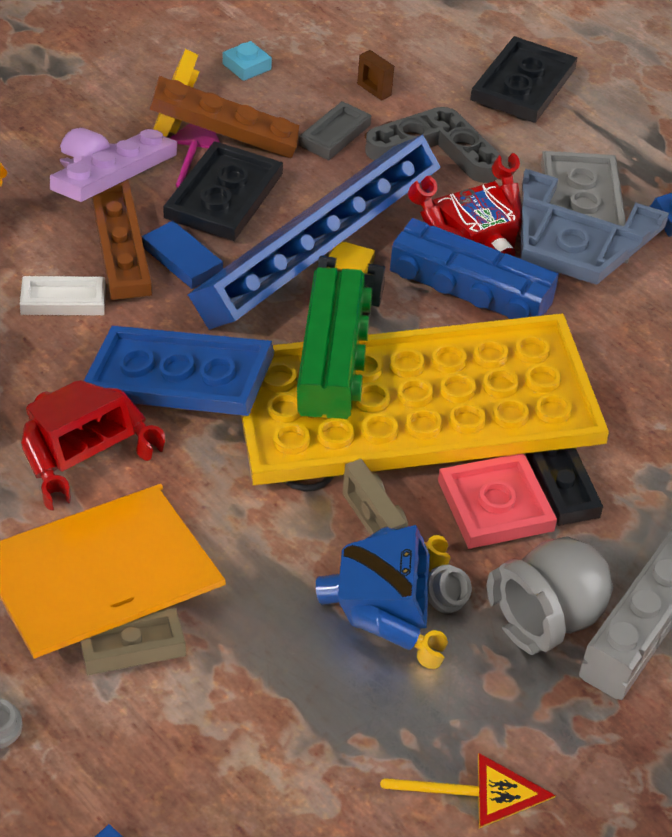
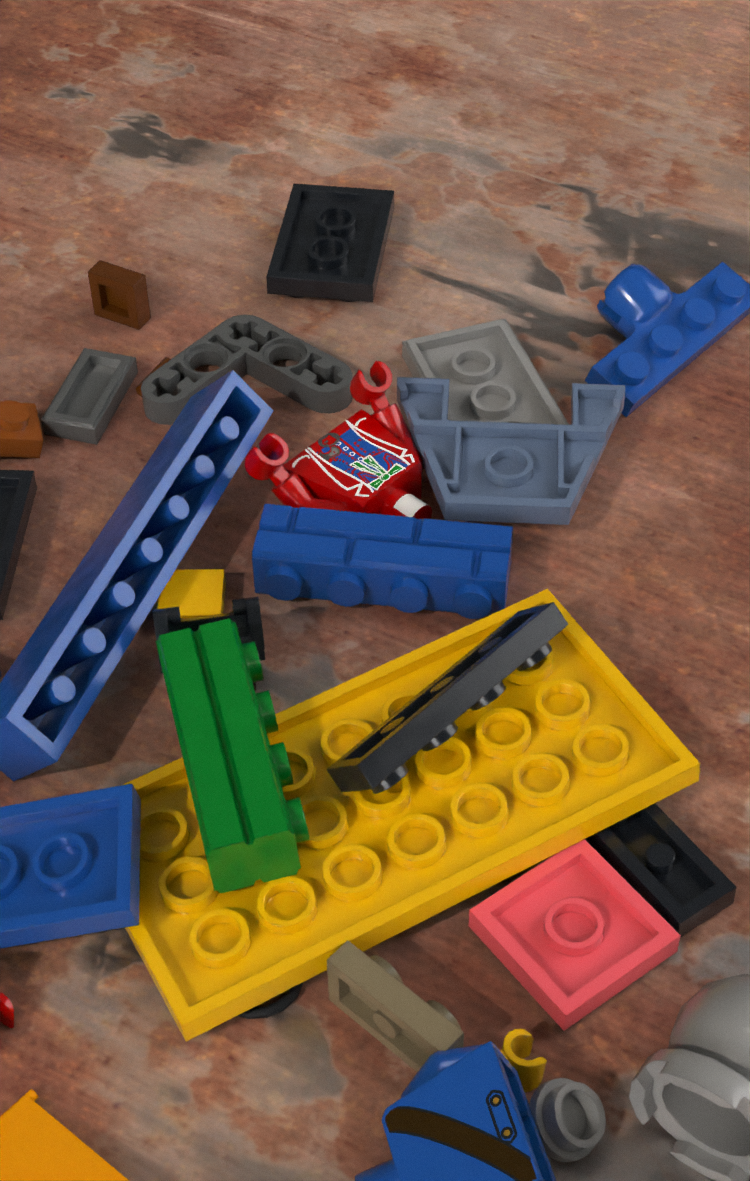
camera: 15 degrees left, 0 degrees up
(458, 358) = (430, 716): none -> black plate

